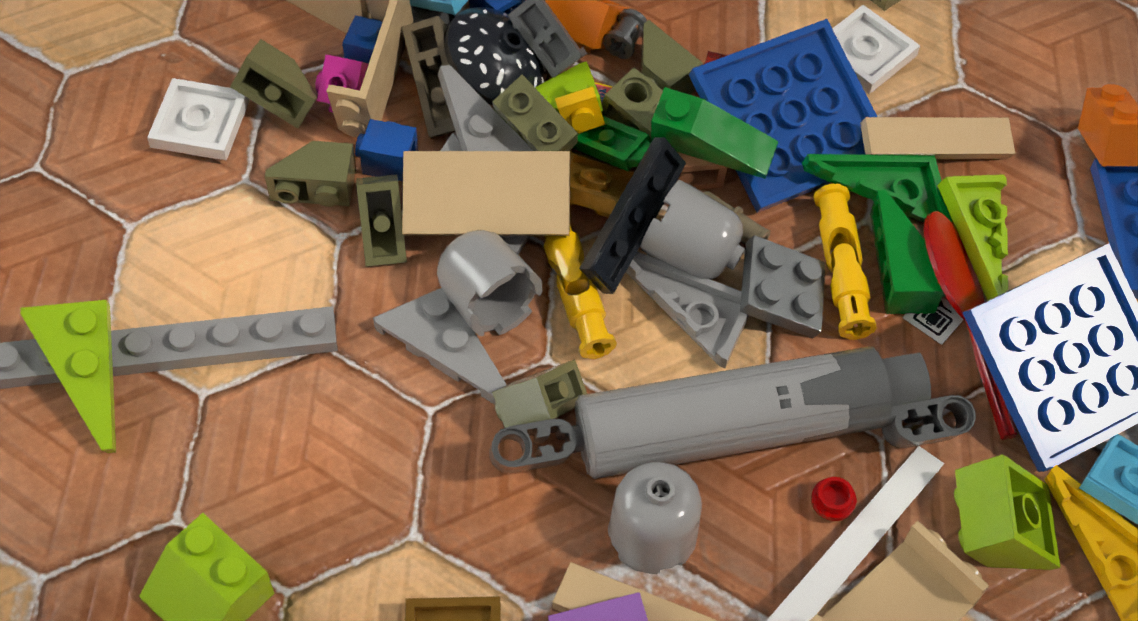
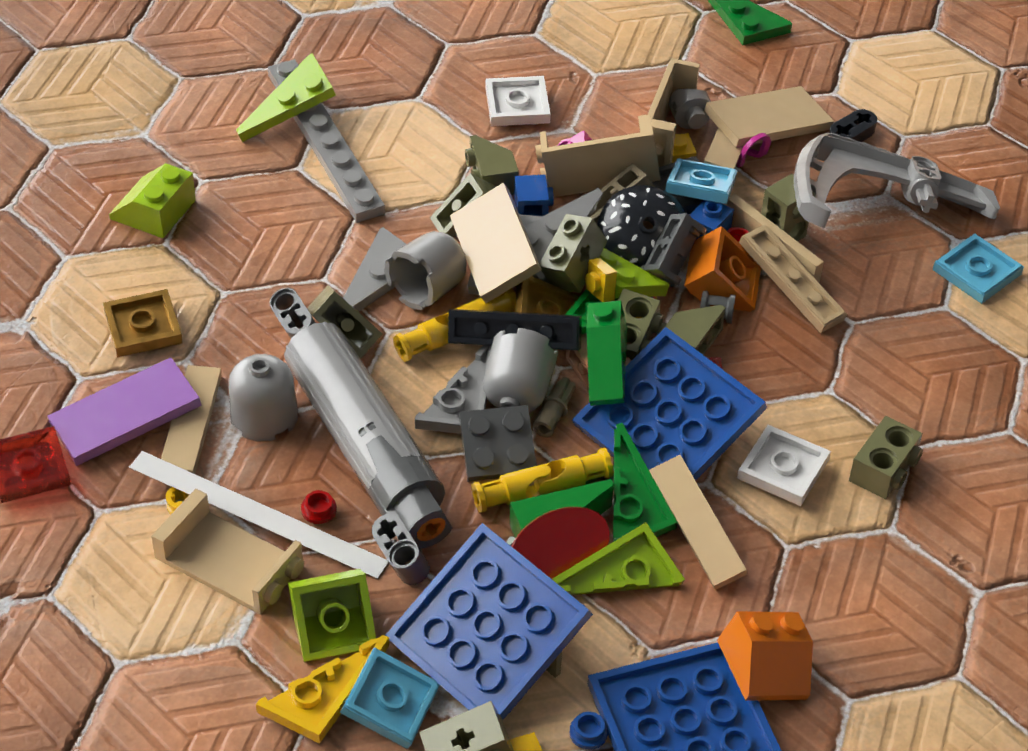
camera: 75 degrees right, 10 degrees down
(275, 83) = (563, 116): olive slope -> none

